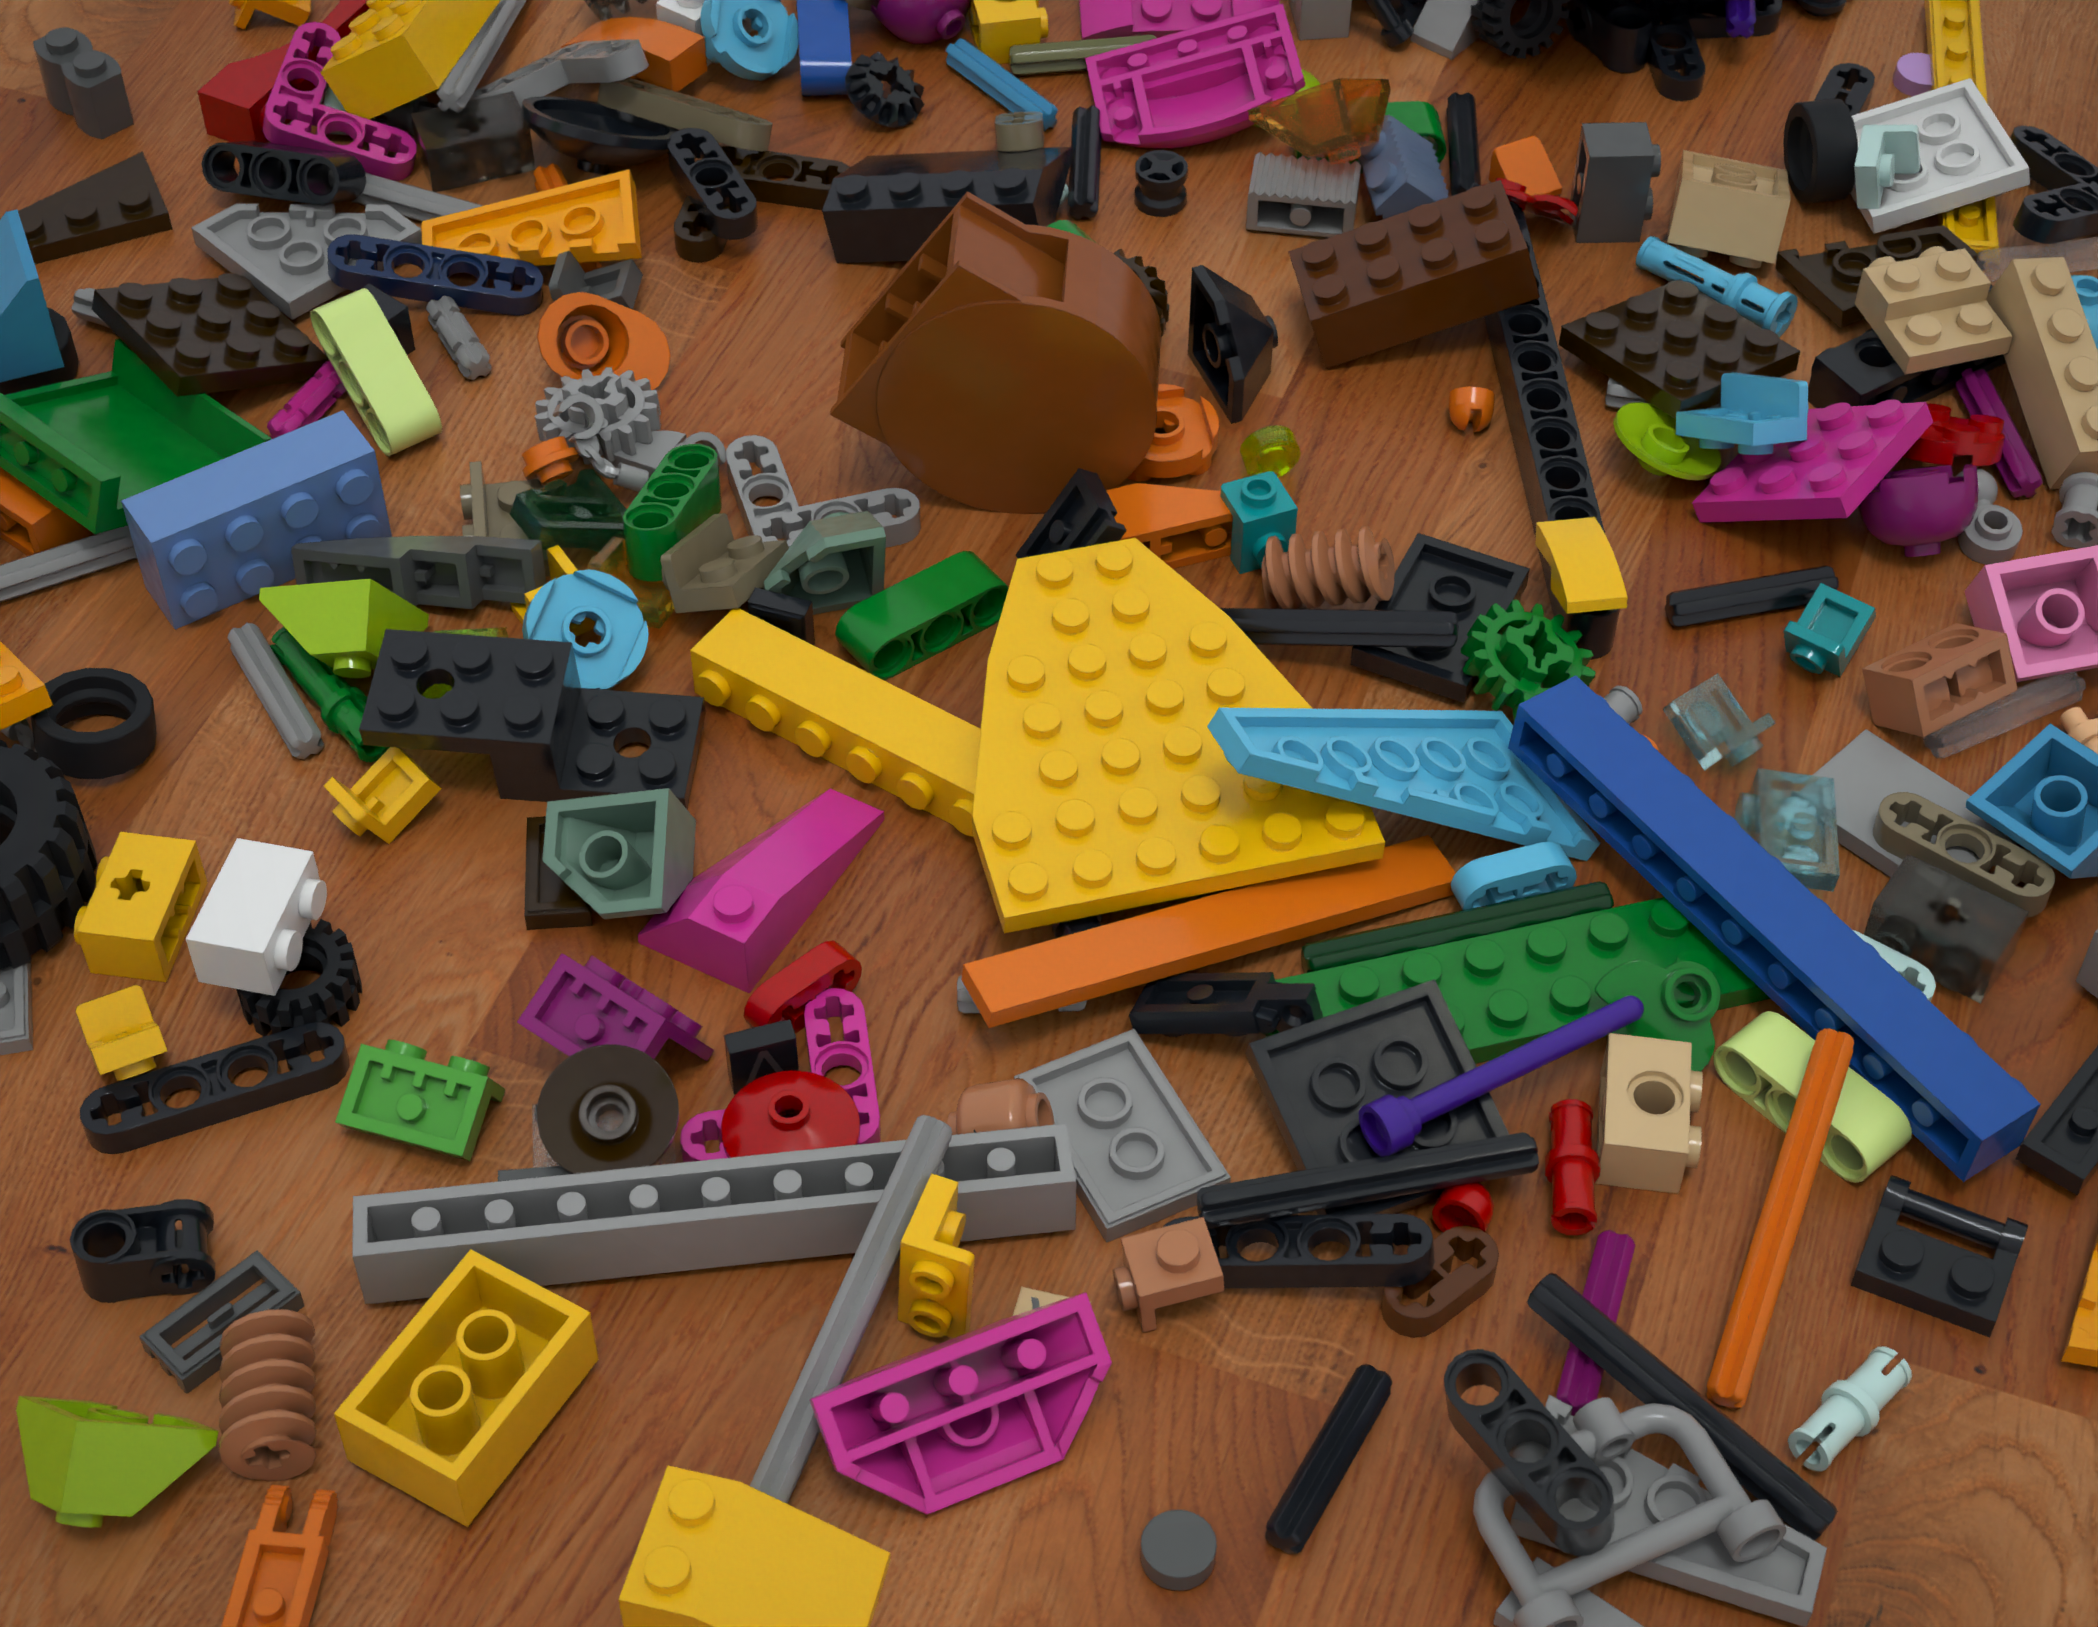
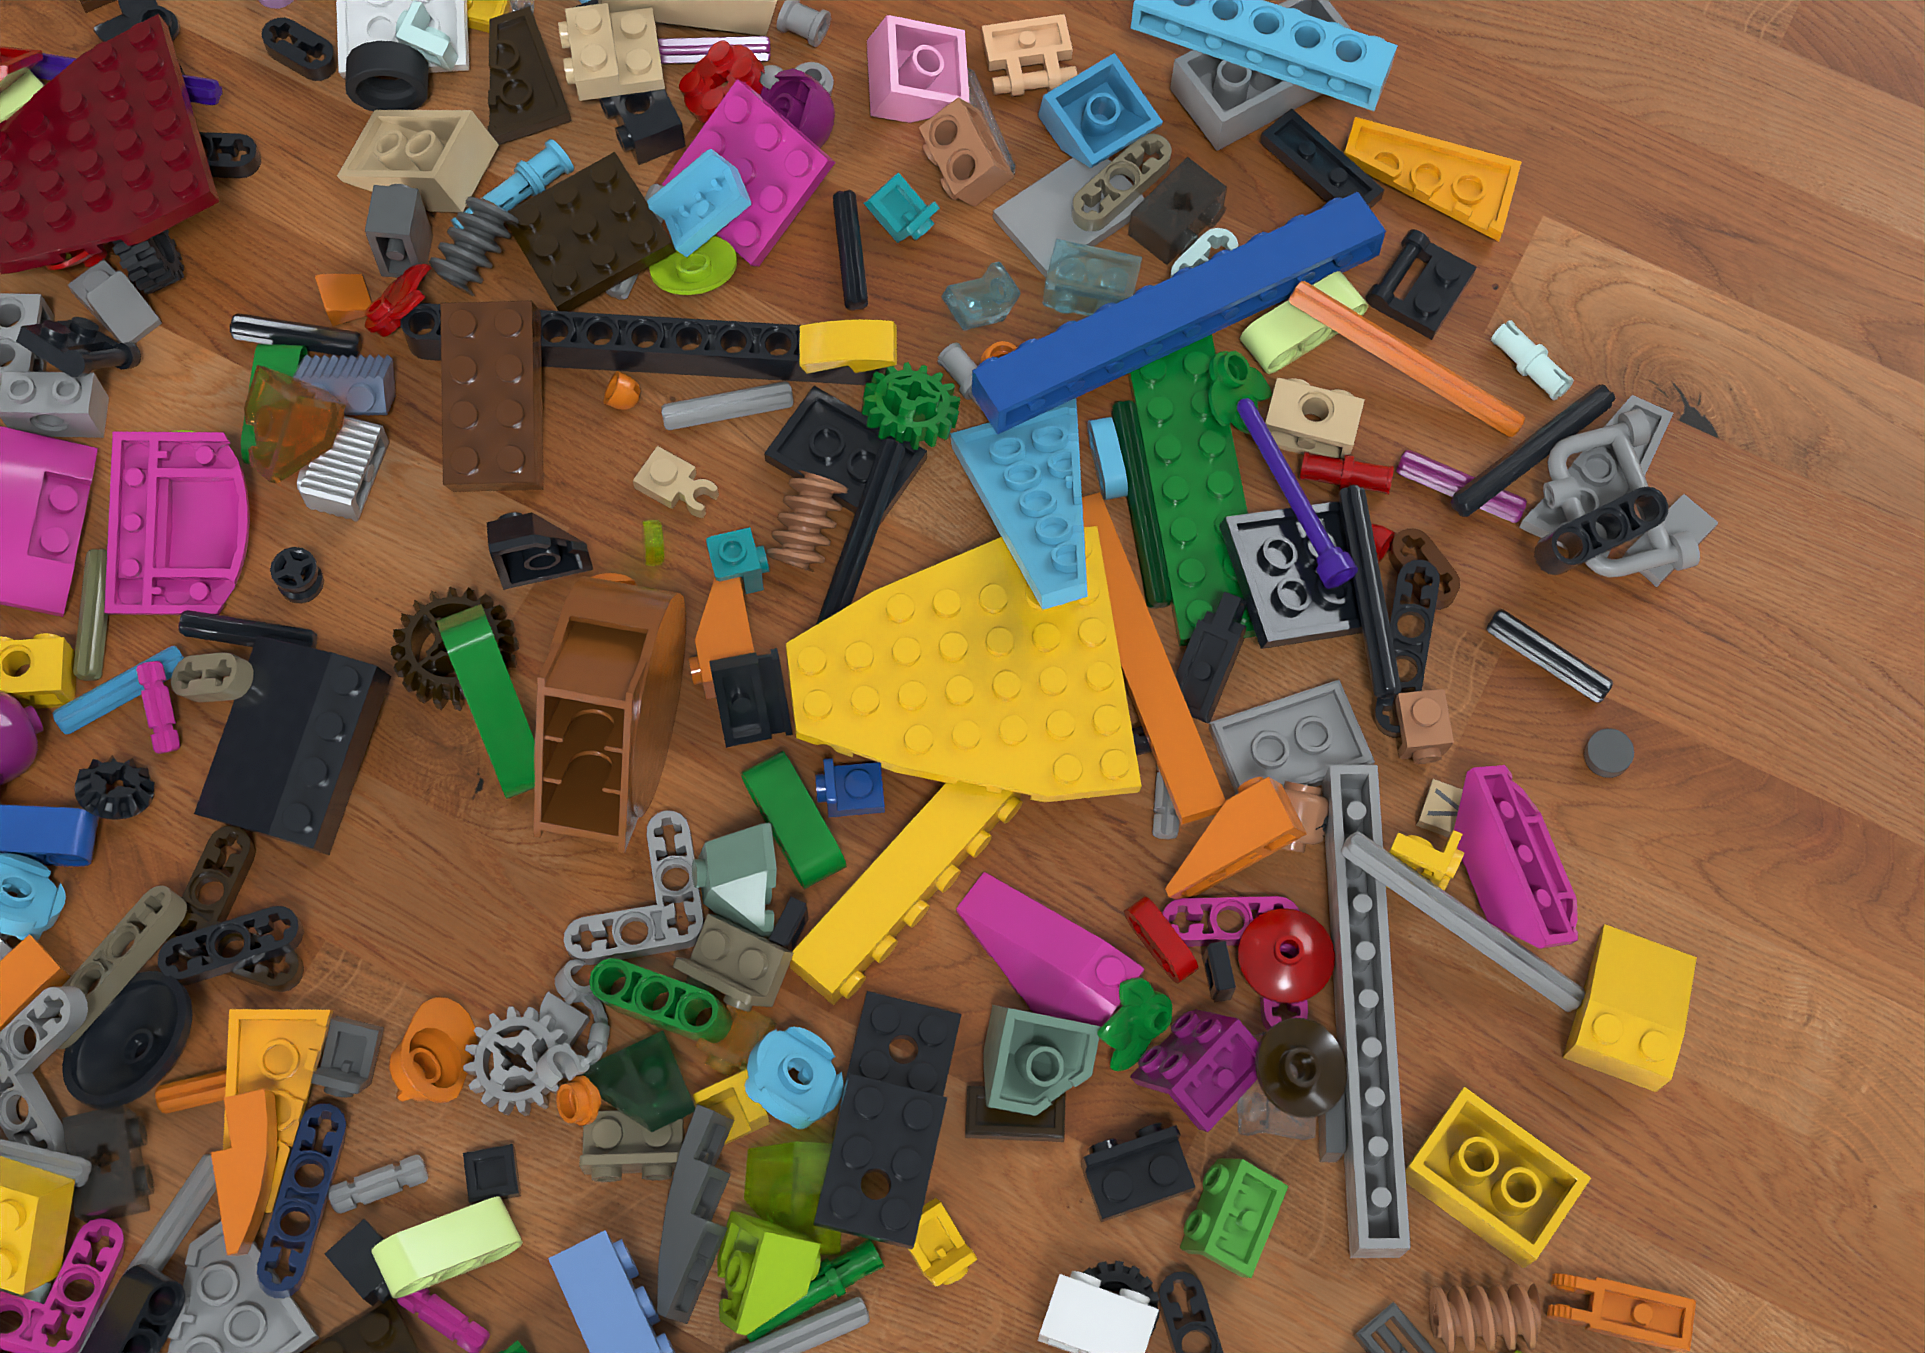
camera: 85 degrees left, 20 degrees up
(455, 206) = (247, 1168): none -> orange slope
(472, 423) = (491, 1173): none -> black tile
(481, 994) = (1136, 1171): none -> black bracket
(678, 951) = (1137, 1022): none -> green plate
(947, 1034) = (1240, 834): none -> orange slope
(965, 657) = (851, 789): none -> blue bracket
(980, 104) = (158, 707): none -> dark pink axle
(1363, 468) = (670, 479): none -> tan plate
(1482, 504) = (727, 405): none -> light grey axle
(1619, 248) = (472, 243): none -> dark grey piece

